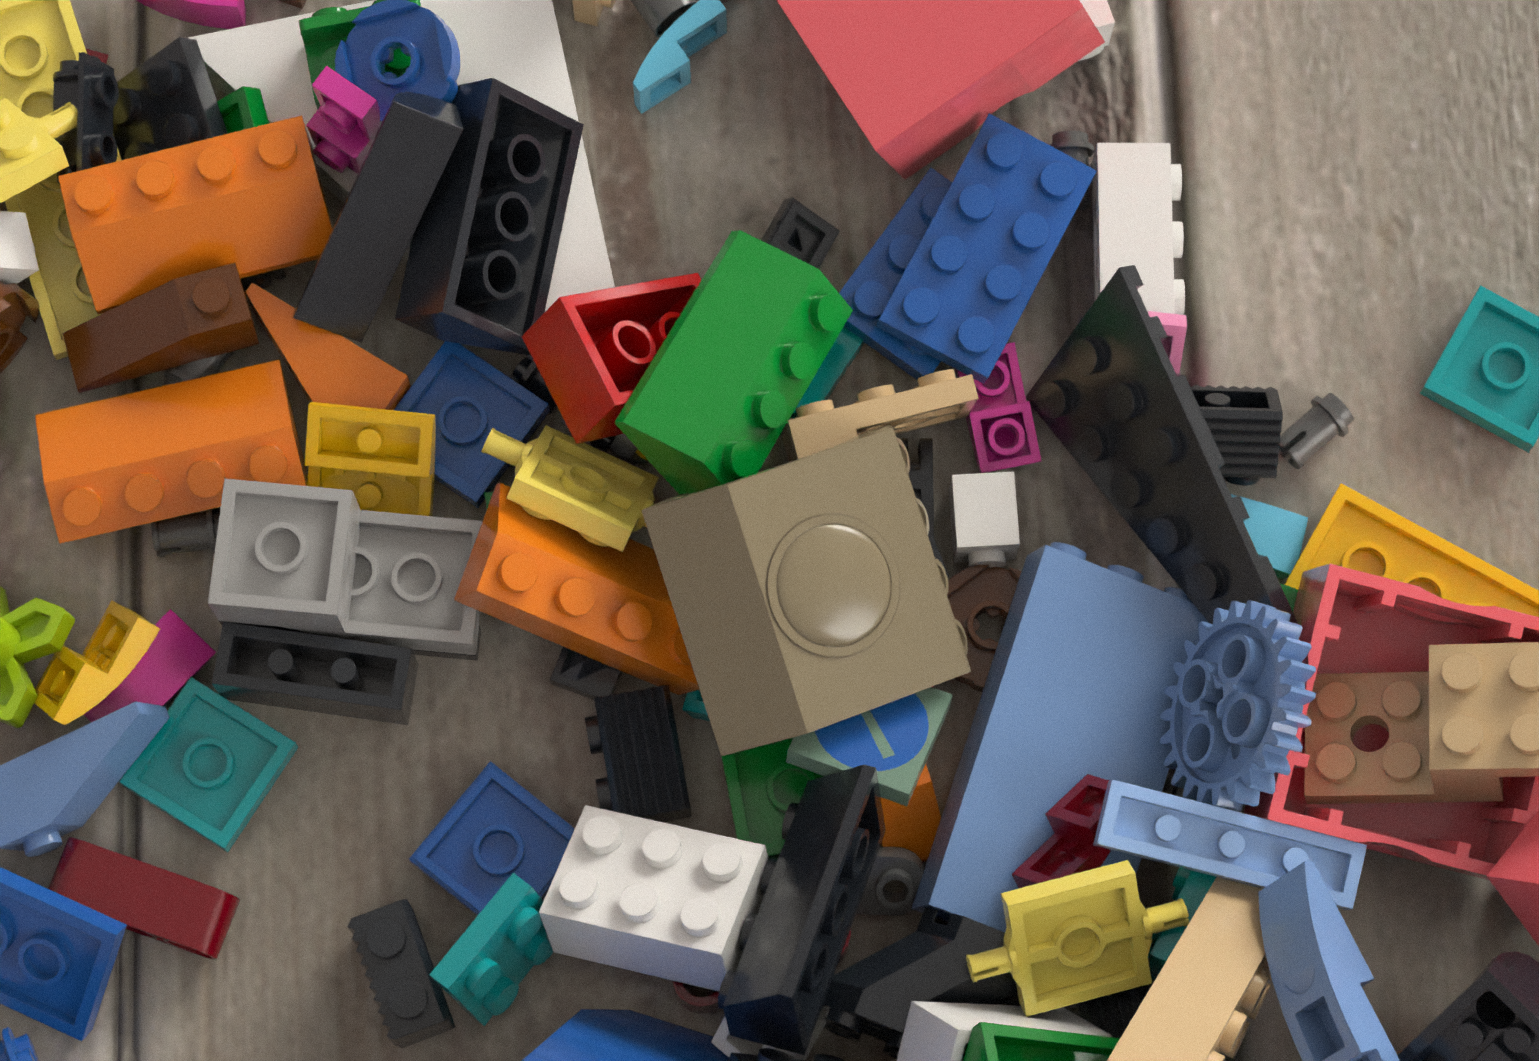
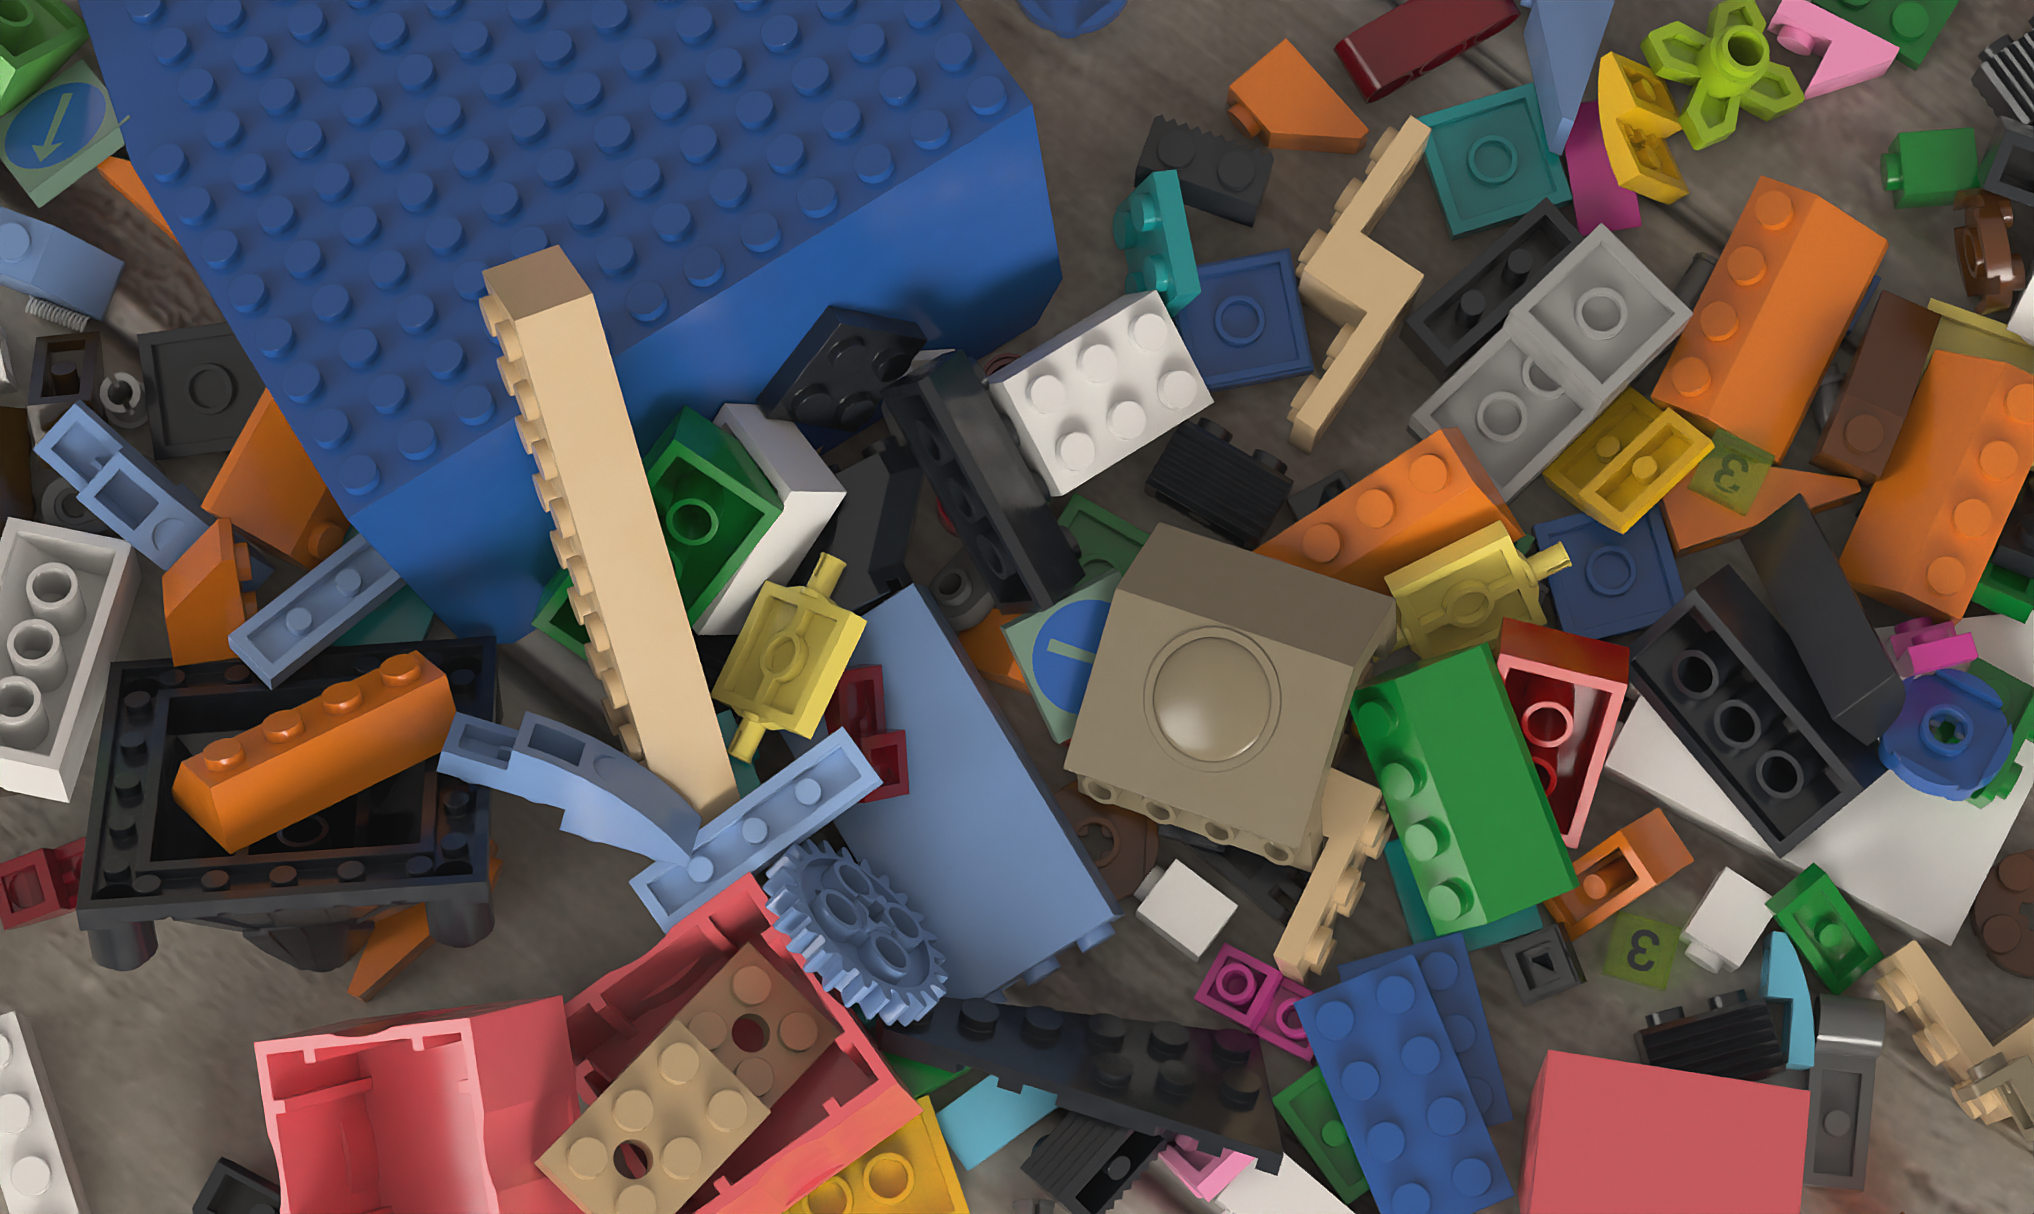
camera: 130 degrees right, 5 degrees up
(289, 954) = (1293, 106): none -> orange slope
(316, 377) = (1731, 472): none -> clear neon green tile
(398, 774) = (1356, 282): none -> tan bracket
(605, 63) = (1824, 929): none -> green plate
(656, 137) = (1726, 922): none -> white brick
(674, 230) = (1620, 873): none -> orange slope
(727, 184) = (1641, 951): none -> clear neon green tile
(759, 78) = (1727, 1041): none -> black brick
(1052, 306) = (1317, 1126): none -> green plate

